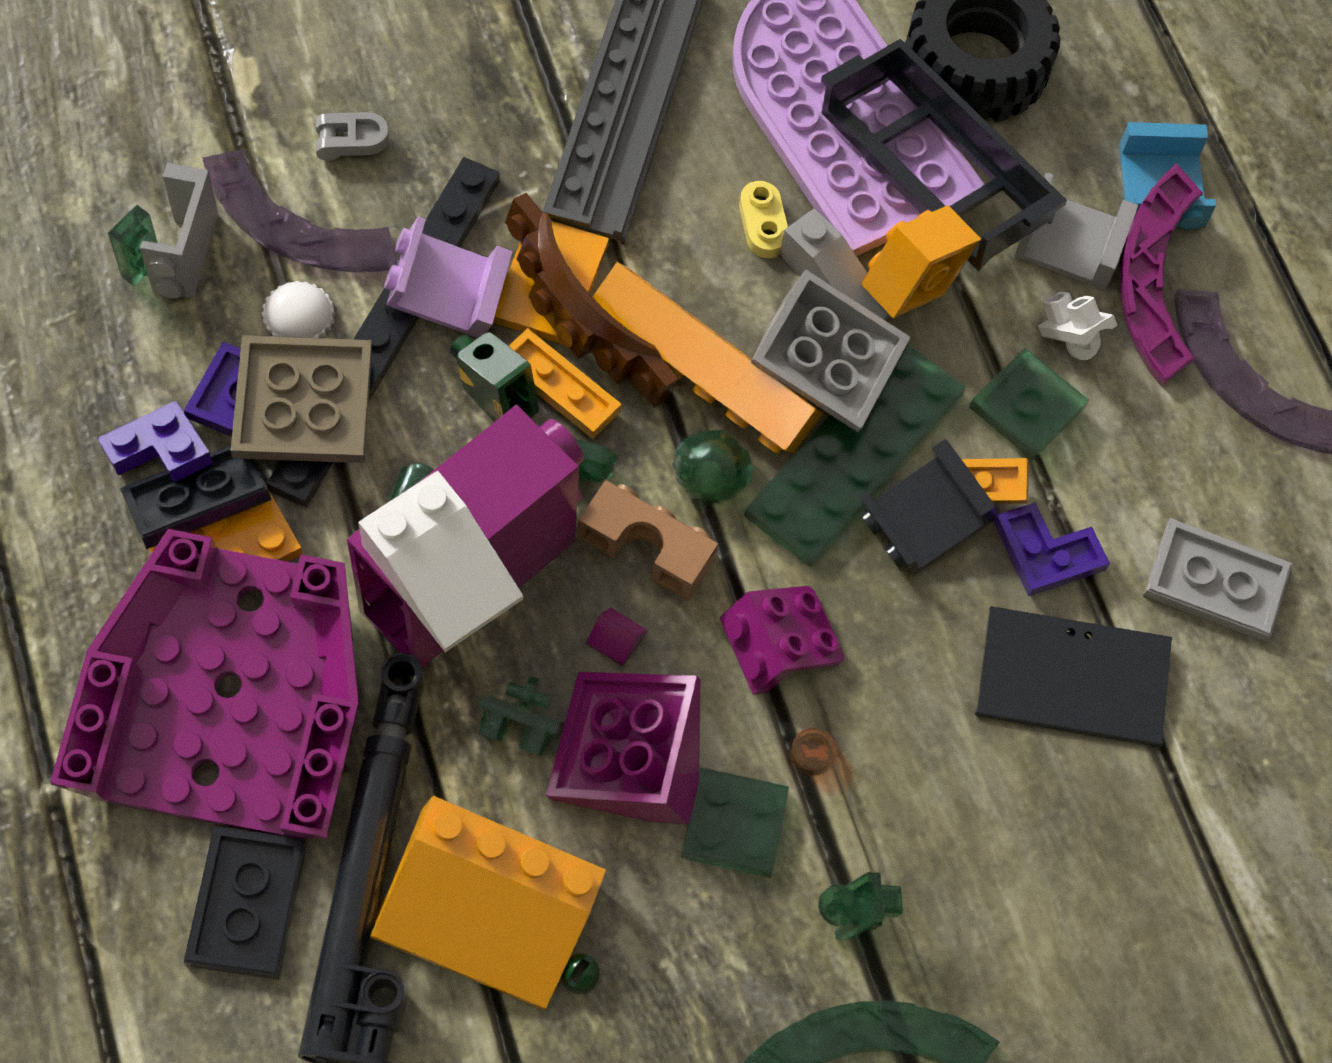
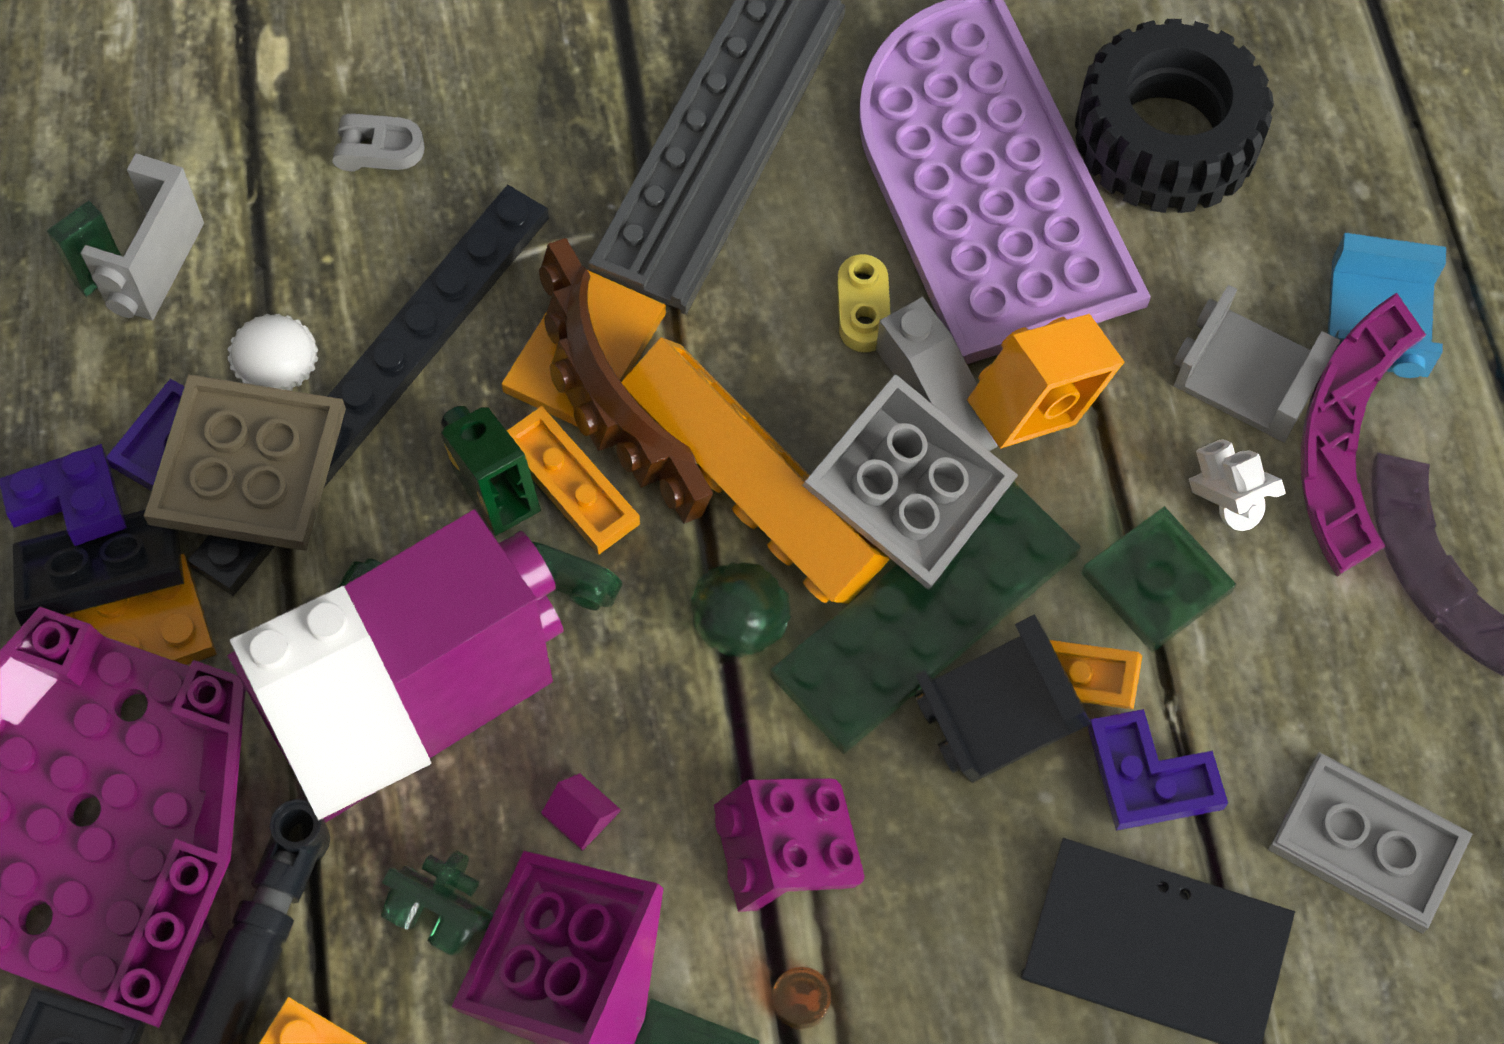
camera: 15 degrees right, 0 degrees up
(288, 233) = (284, 256): clear purple tile -> none
(446, 281) = (451, 335): lavender panel -> none
(620, 517) = (609, 659): medium nougat arch -> none
(960, 123) = (1104, 182): black piece -> none

